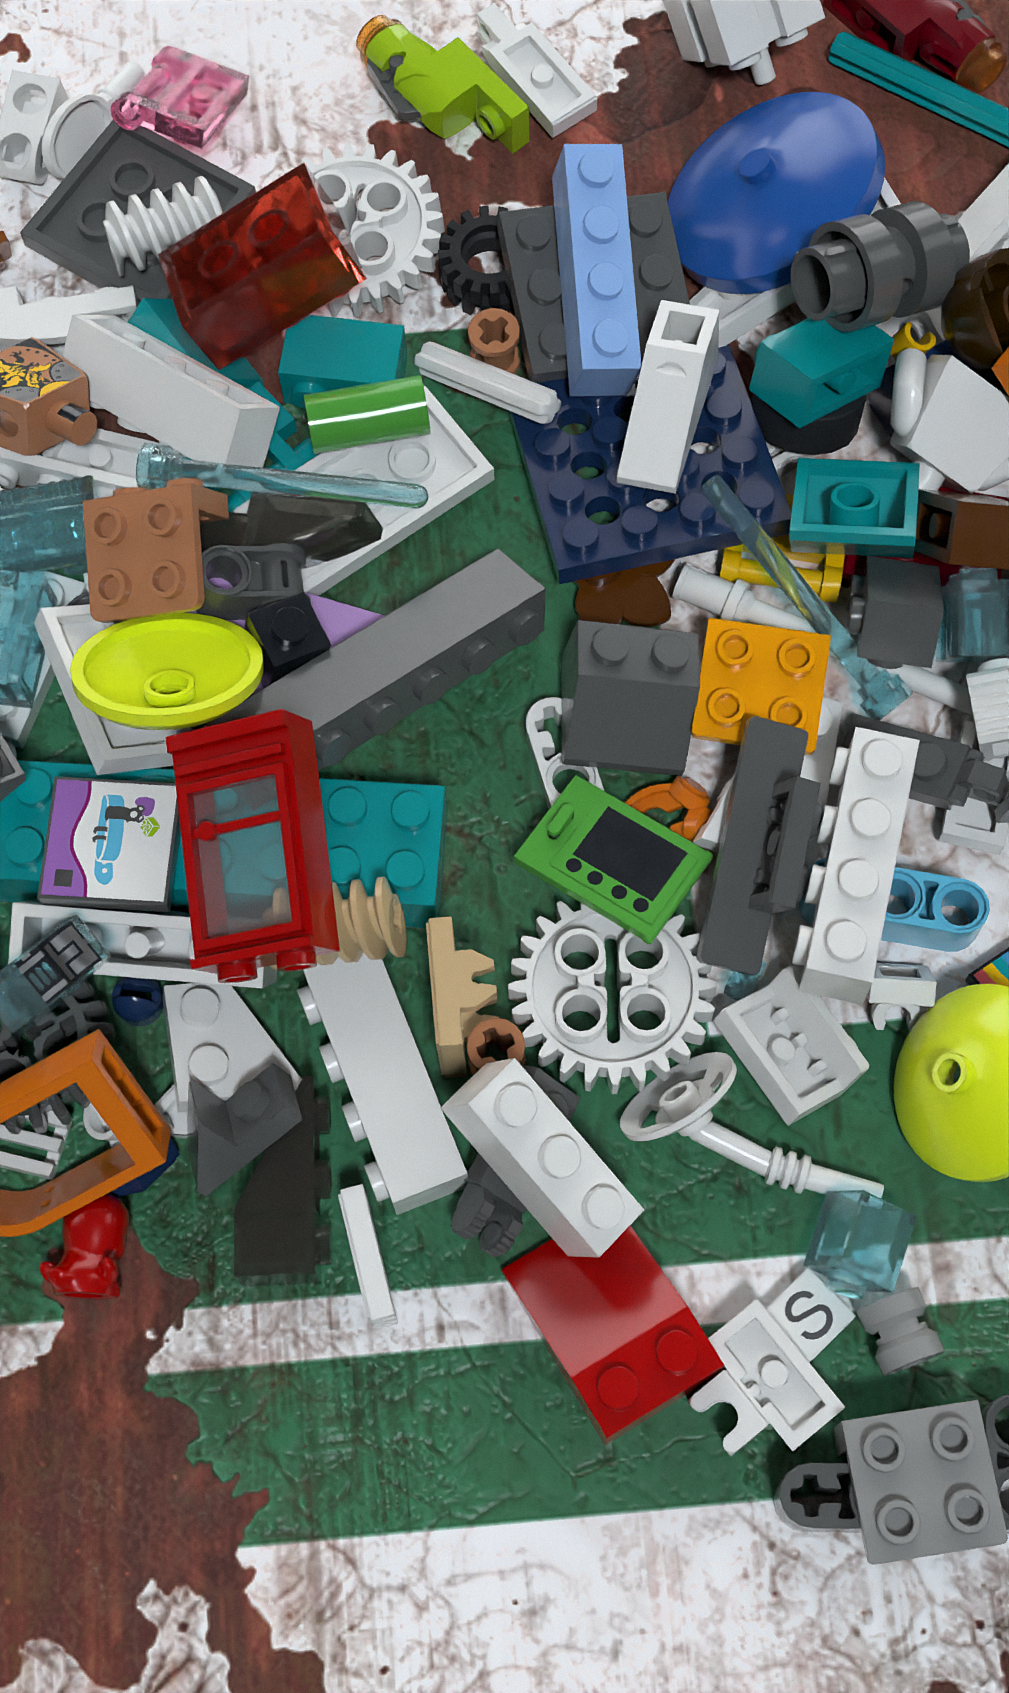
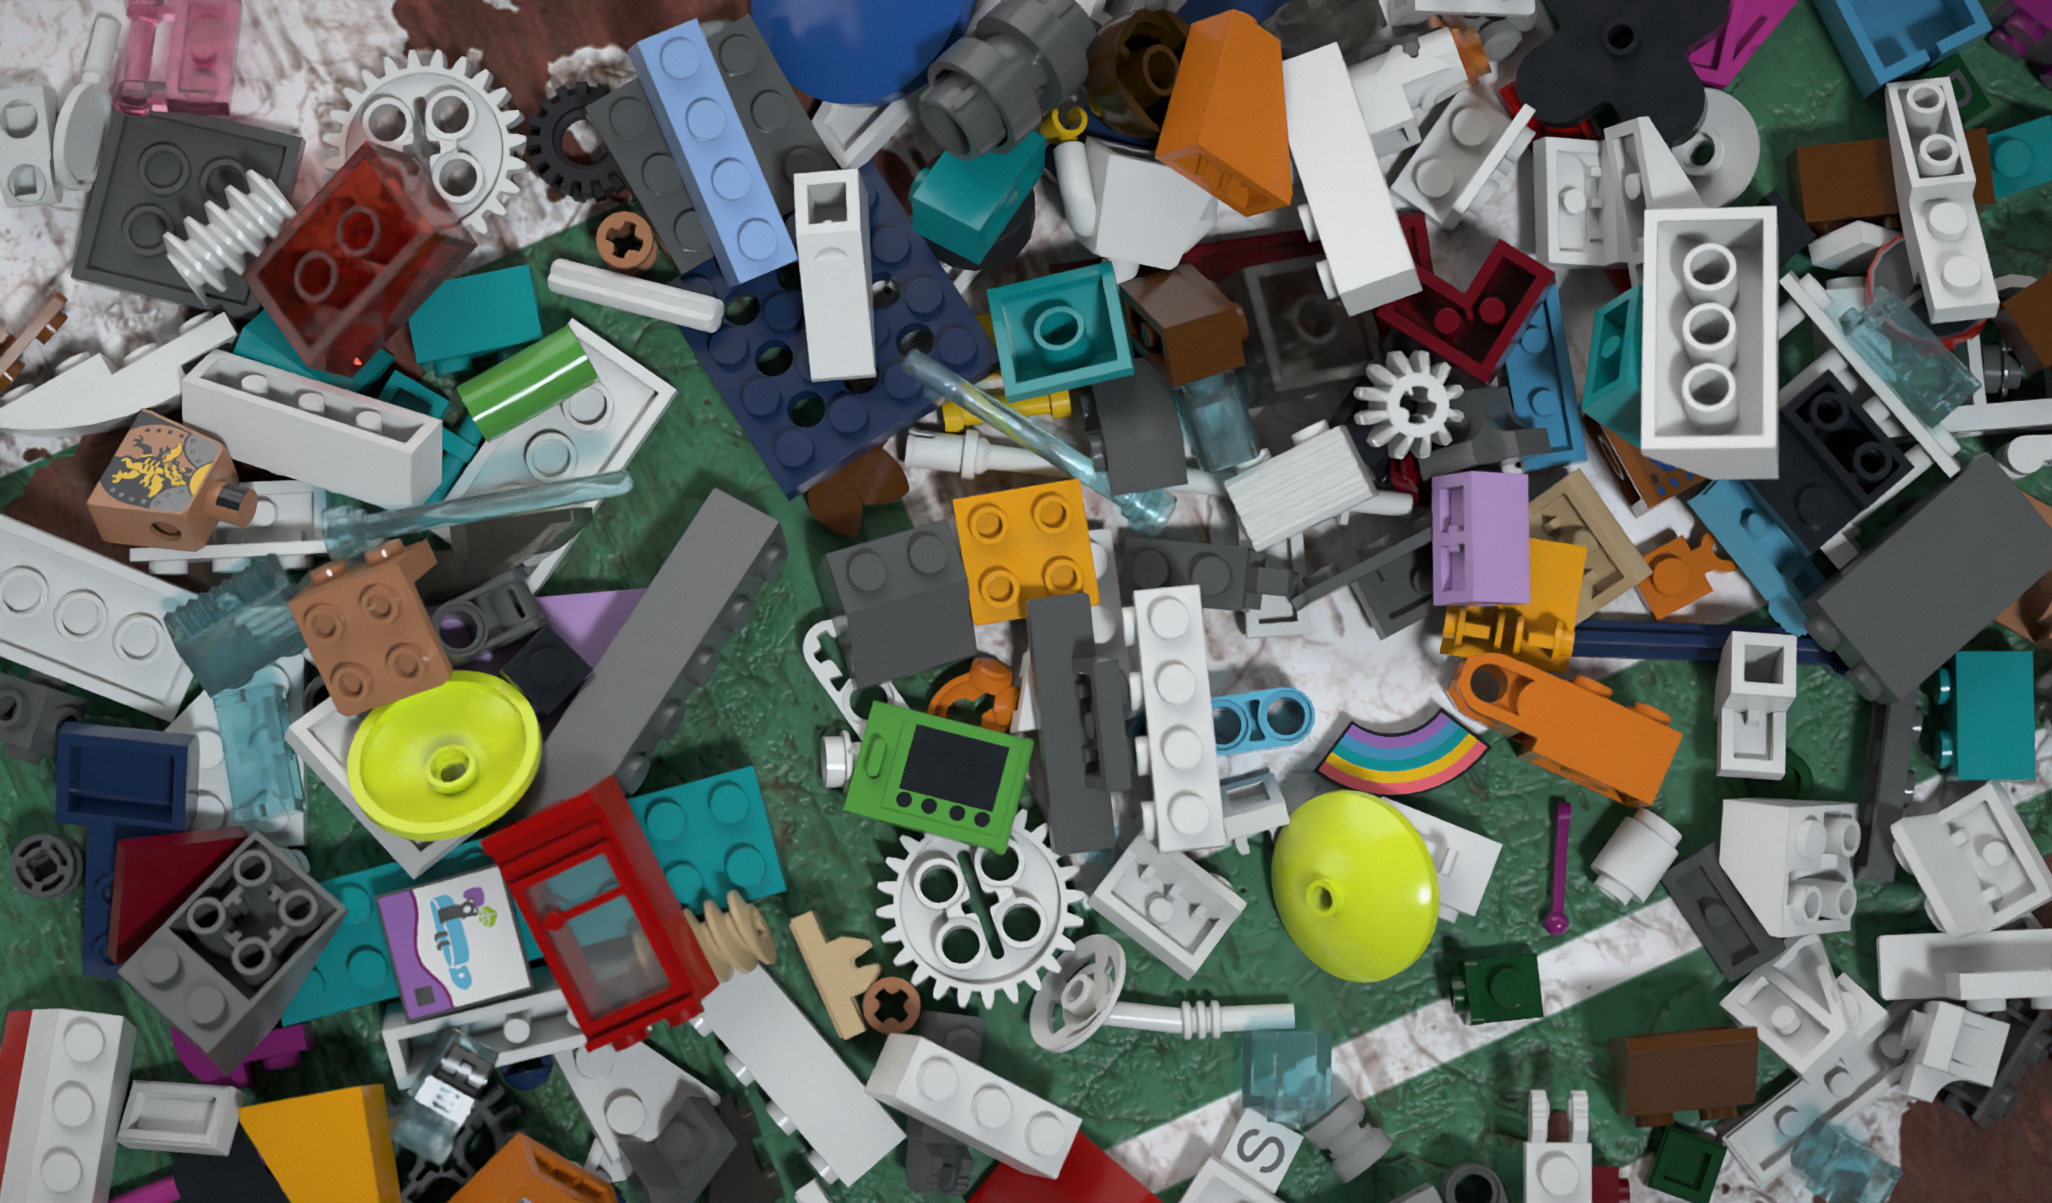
camera: 25 degrees left, 15 degrees up
(523, 820) = (838, 760): none -> white plate

